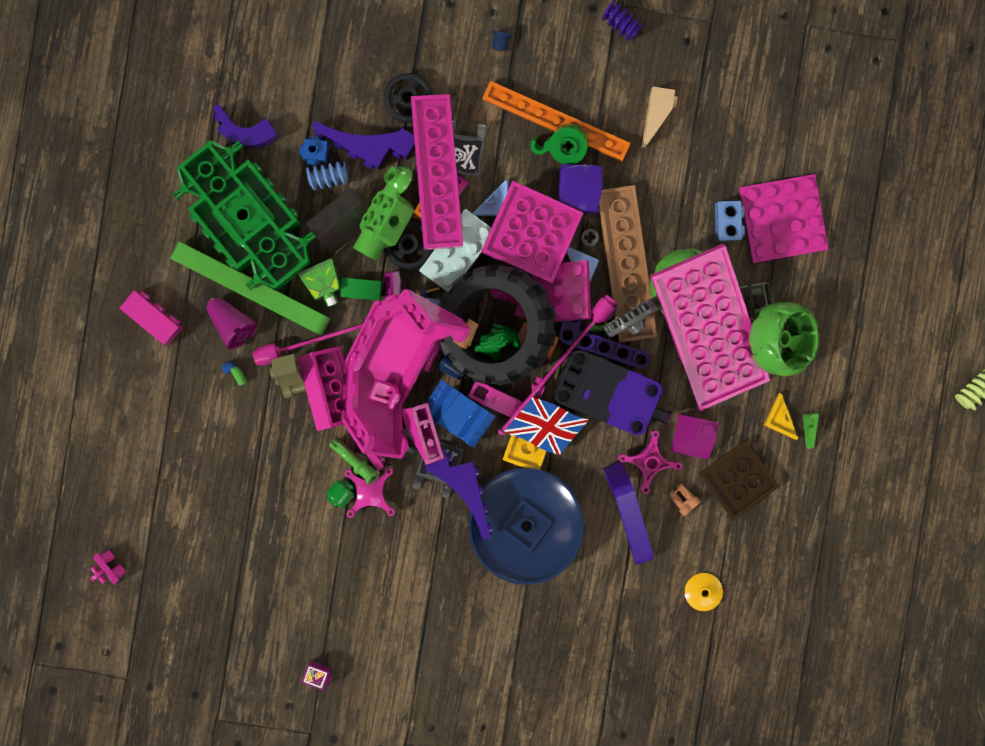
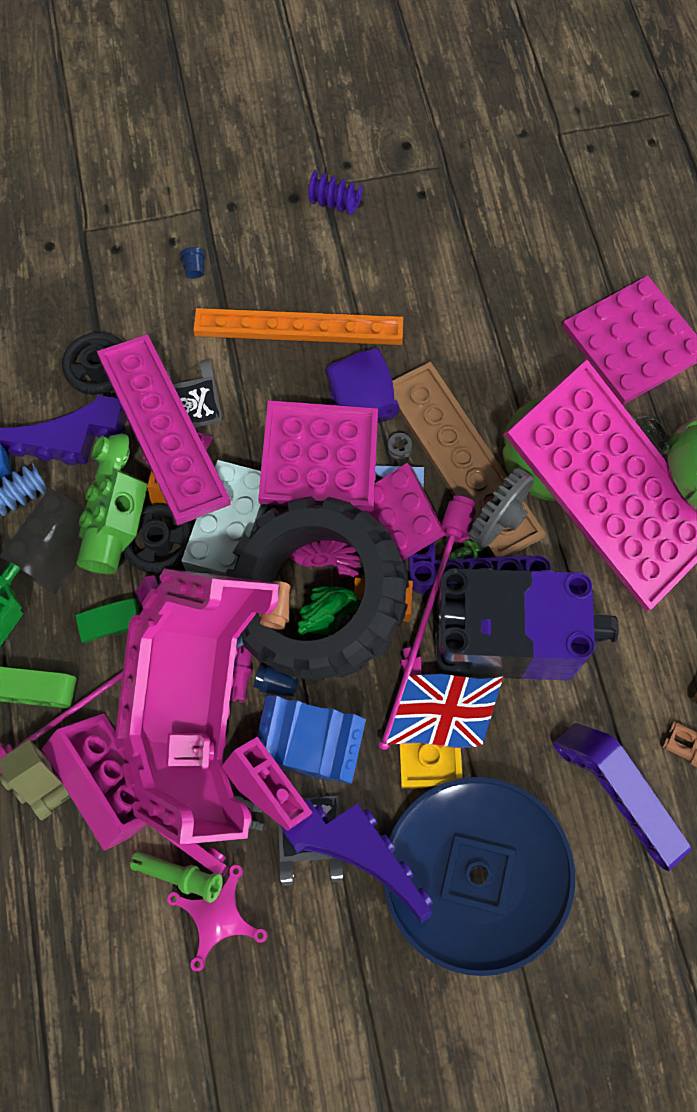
camera: 20 degrees left, 20 degrees down
(322, 281) = (48, 630): bright green torso -> none
(340, 493) = (171, 938): green head -> none
(493, 203) = (252, 450): light blue tile -> none
(495, 398) = (355, 698): dark pink slope -> none
(557, 146) = (308, 346): green piece -> none
(650, 461) = (615, 706): dark pink piece -> none
(659, 106) = (421, 265): tan slope -> none
(694, 436) = (661, 647): magenta slope -> none
(722, 221) = (563, 363): medium blue brick -> none

